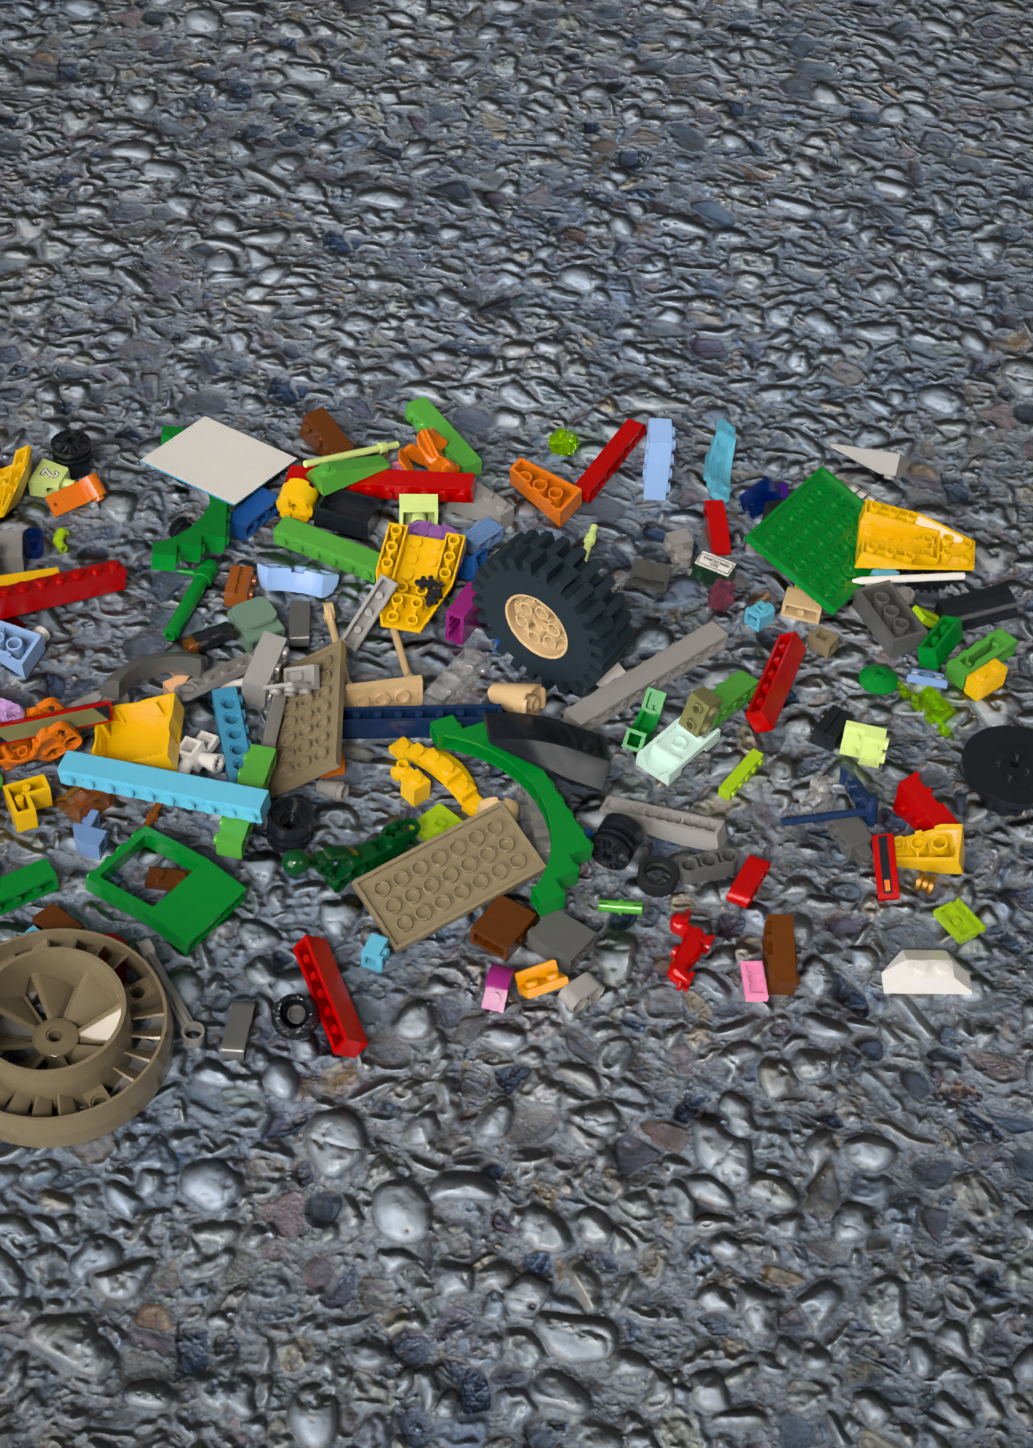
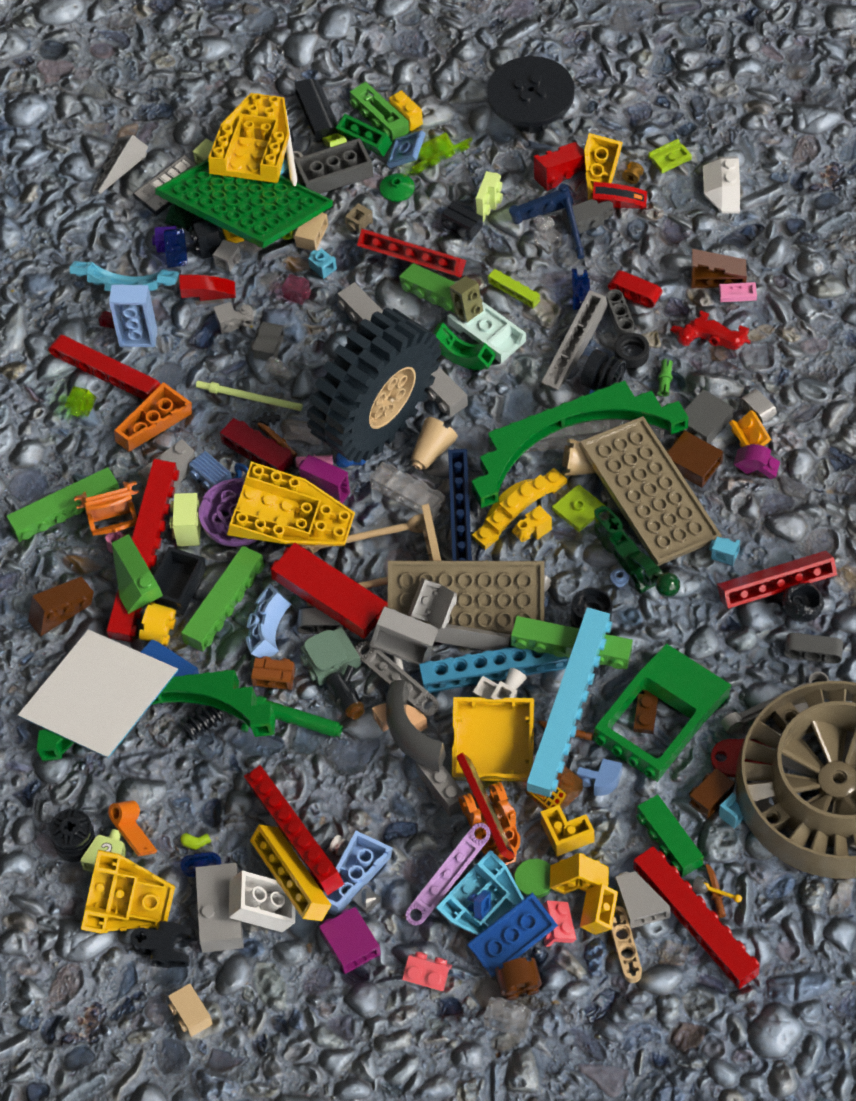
camera: 80 degrees left, 10 degrees up
(325, 610) = (328, 590): none -> red brick
(369, 612) = (326, 549): light grey slope -> none
(380, 448) = (73, 559): yellowish green bar -> none
(434, 593) = (317, 493): black animal -> none
(552, 746) = (505, 407): black wedge -> none
(710, 567) = (264, 292): brick -> none
(744, 830) = (580, 288): none -> clear blue hinge

